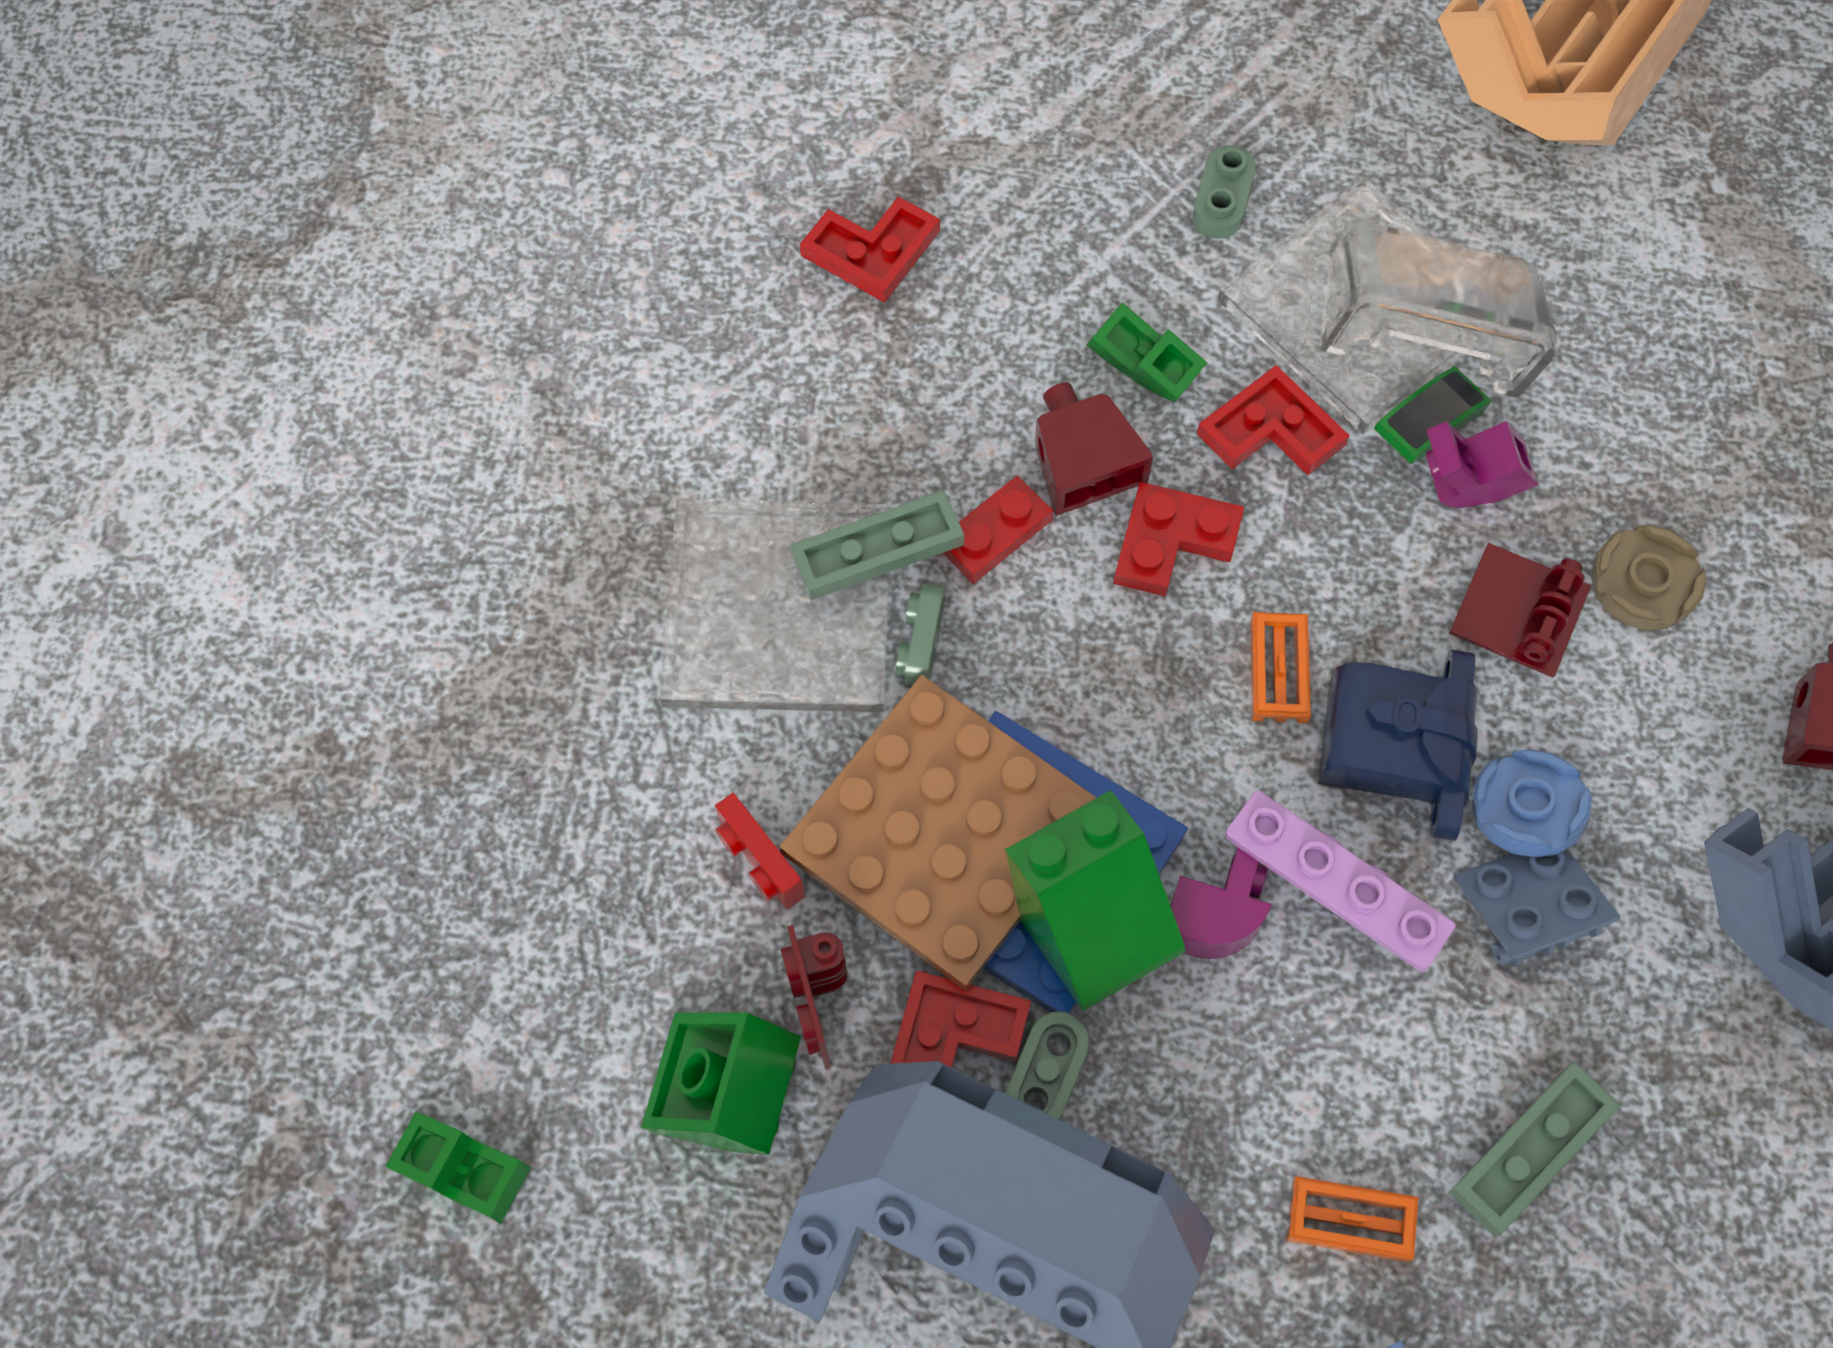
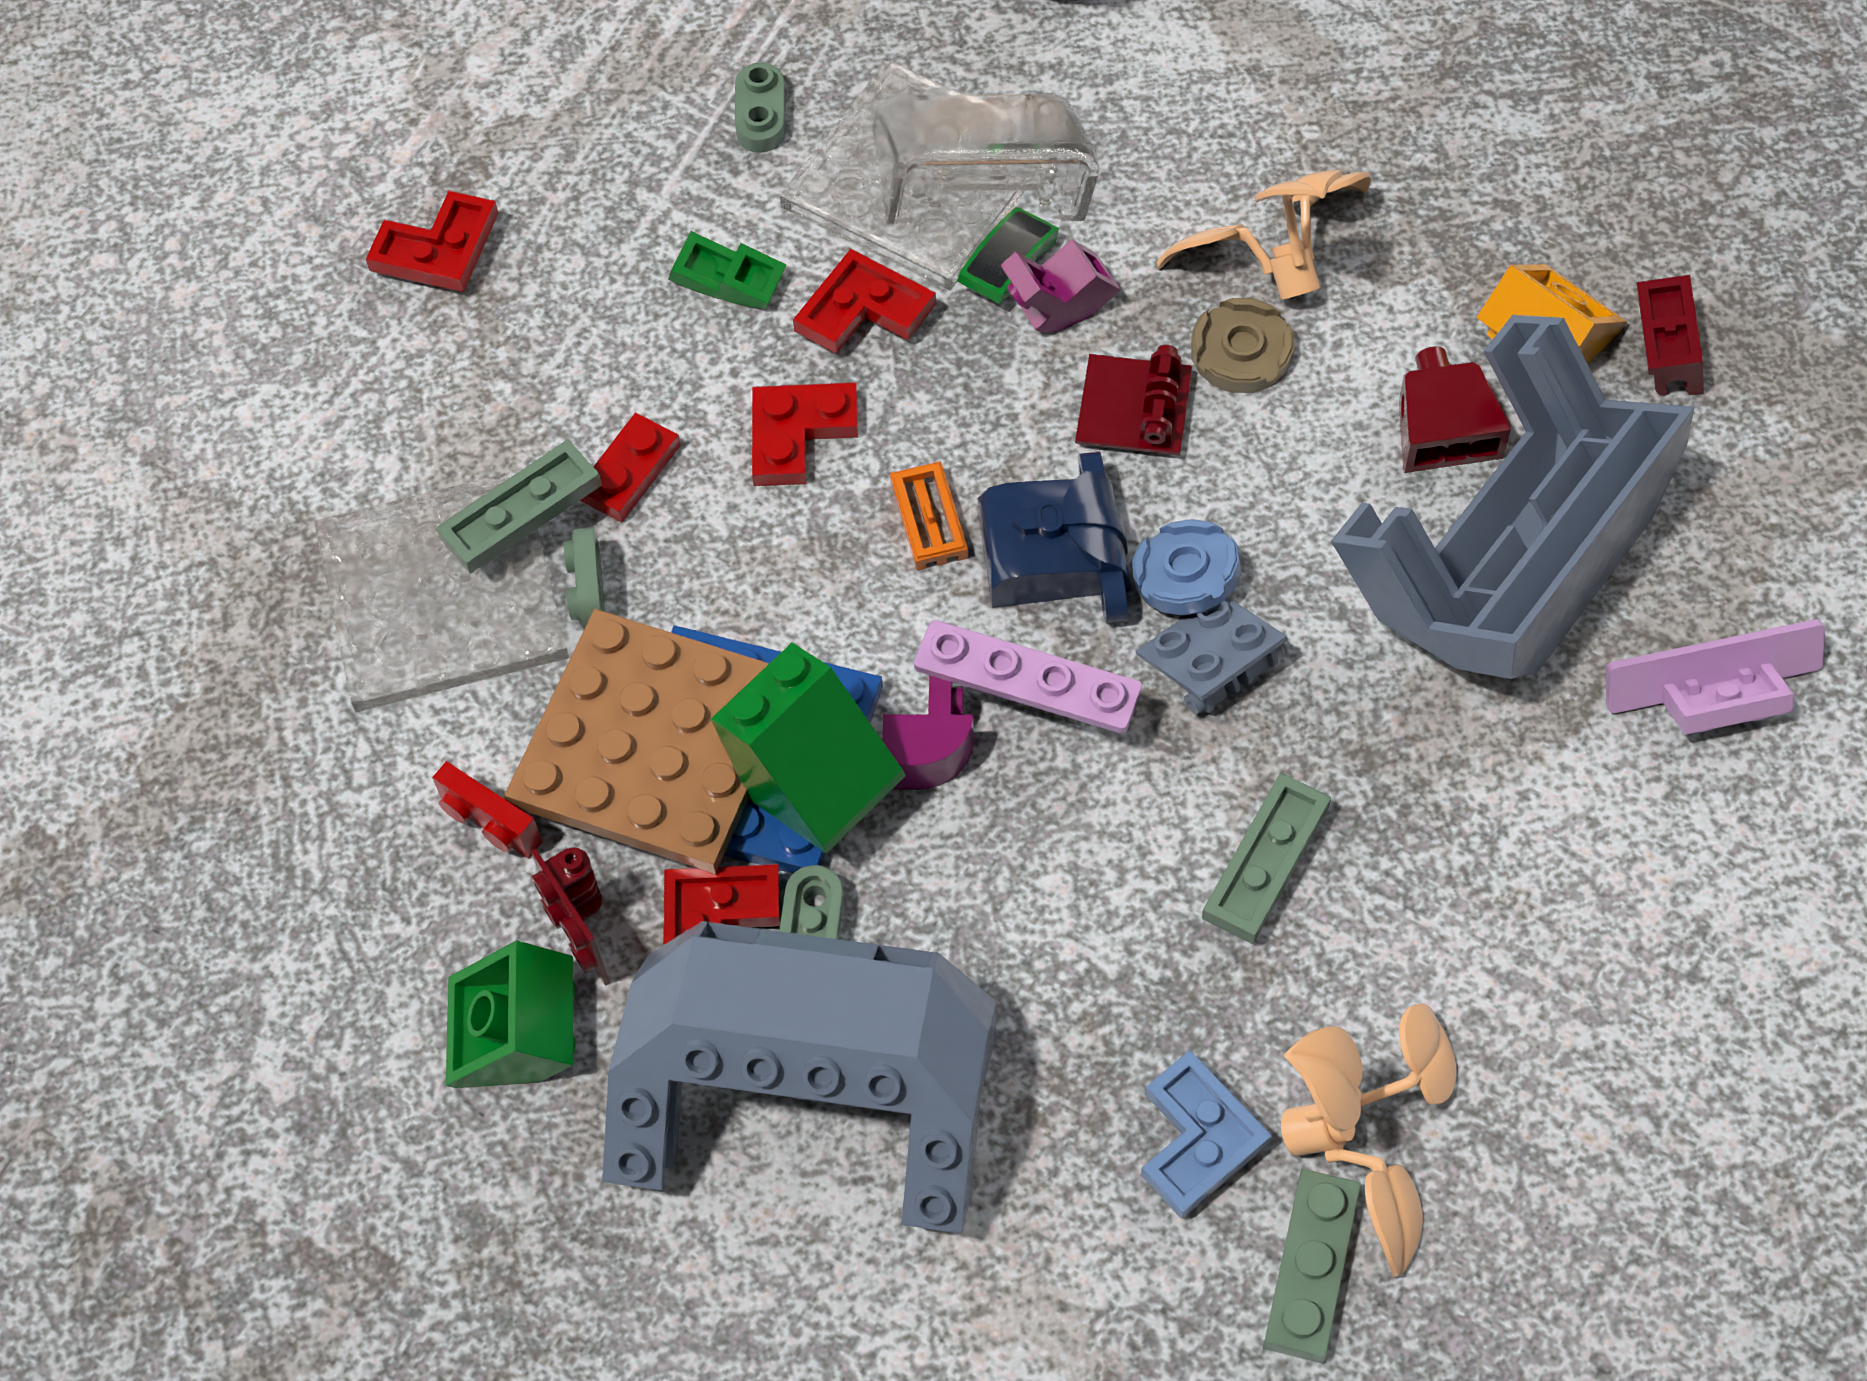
camera: 15 degrees left, 5 degrees down
(458, 1167) = (281, 1171): green slope -> none
(1087, 449) = (695, 371): dark red torso -> none
(1299, 1211) = (1124, 987): orange tile -> none
(1727, 505) = (1292, 261): none -> light nougat plant

